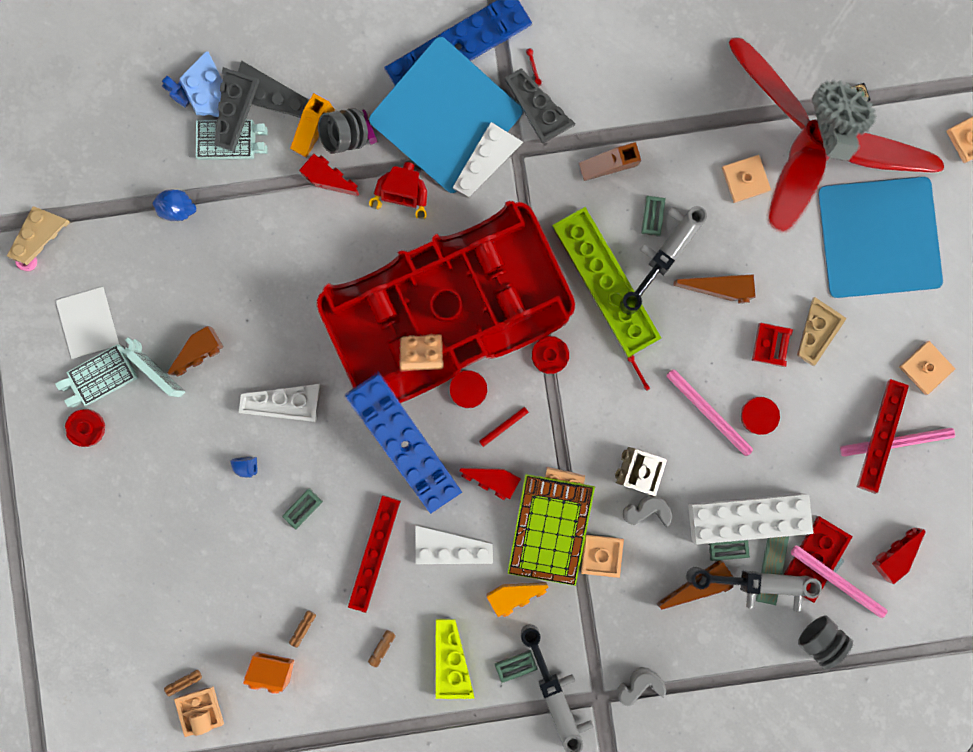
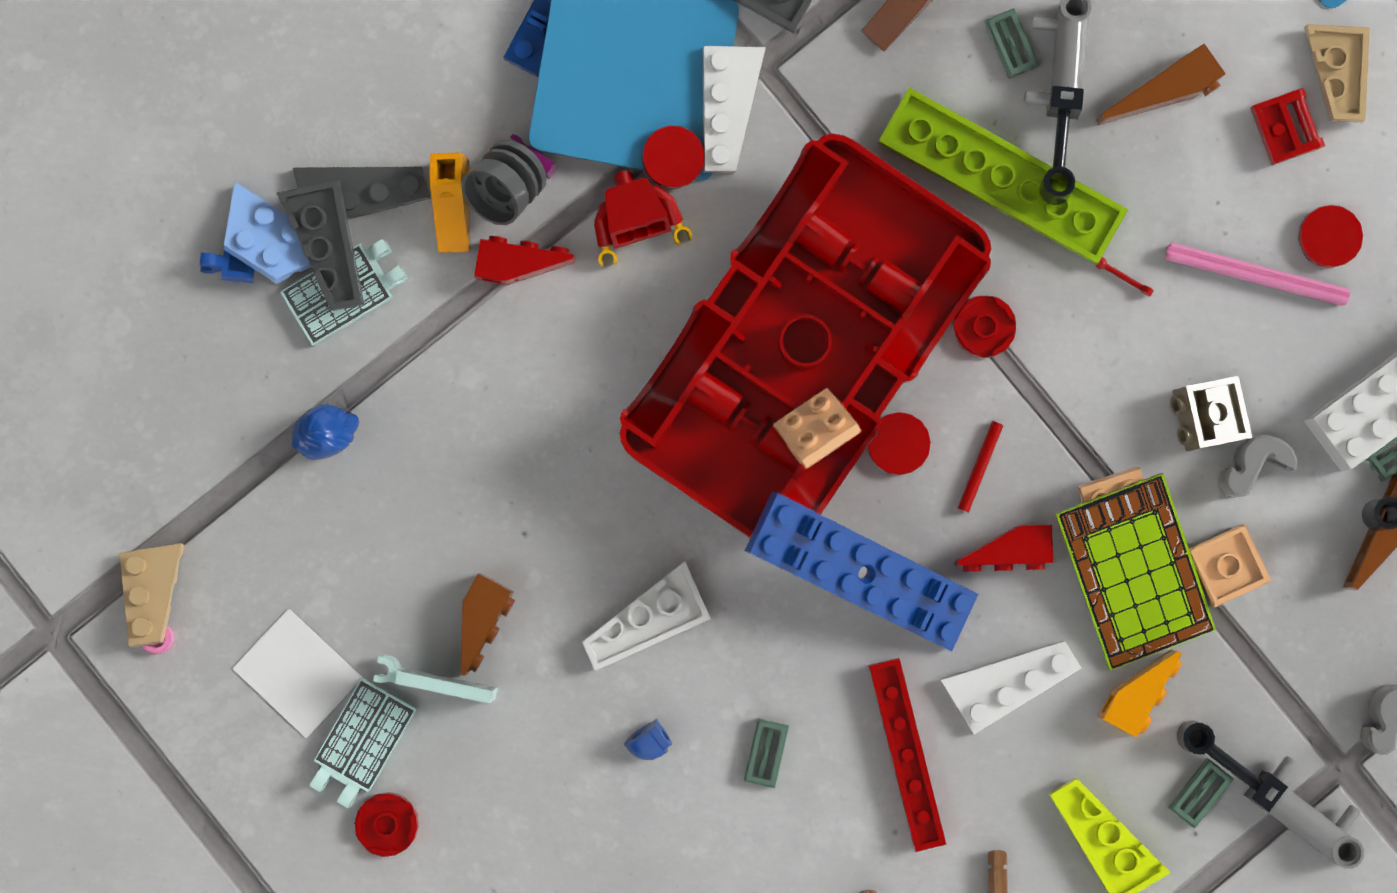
camera: 30 degrees left, 0 degrees up
(440, 170) = (673, 157): none -> red tile

